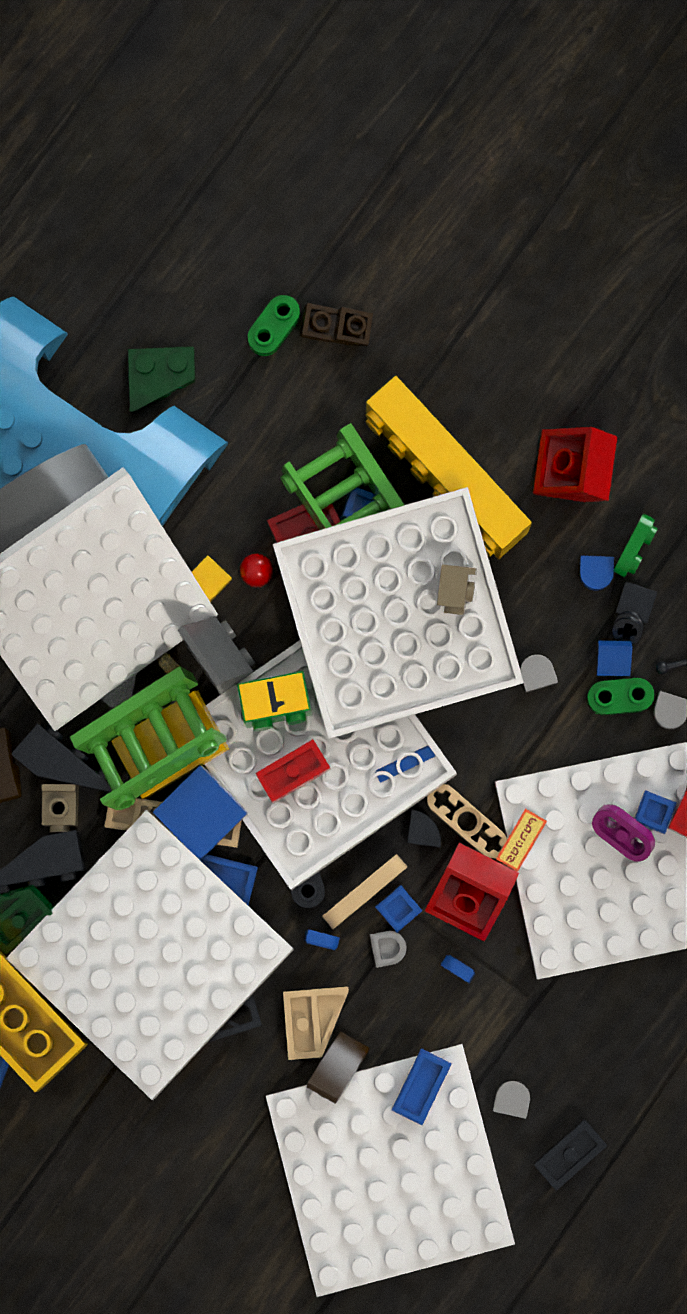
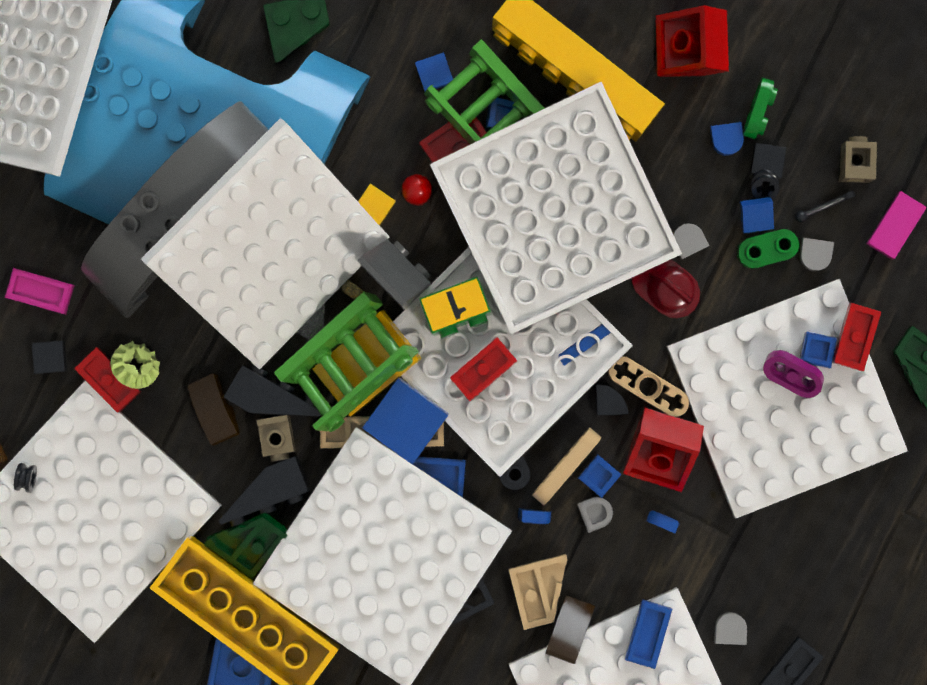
camera: 10 degrees left, 5 degrees up
(296, 448) = (434, 71): none -> blue tile
(455, 588) = (606, 177): dark tan brick -> none
(506, 720) = (668, 289): none -> dark red piece
(521, 840) = (701, 395): clear yellow sticker -> none

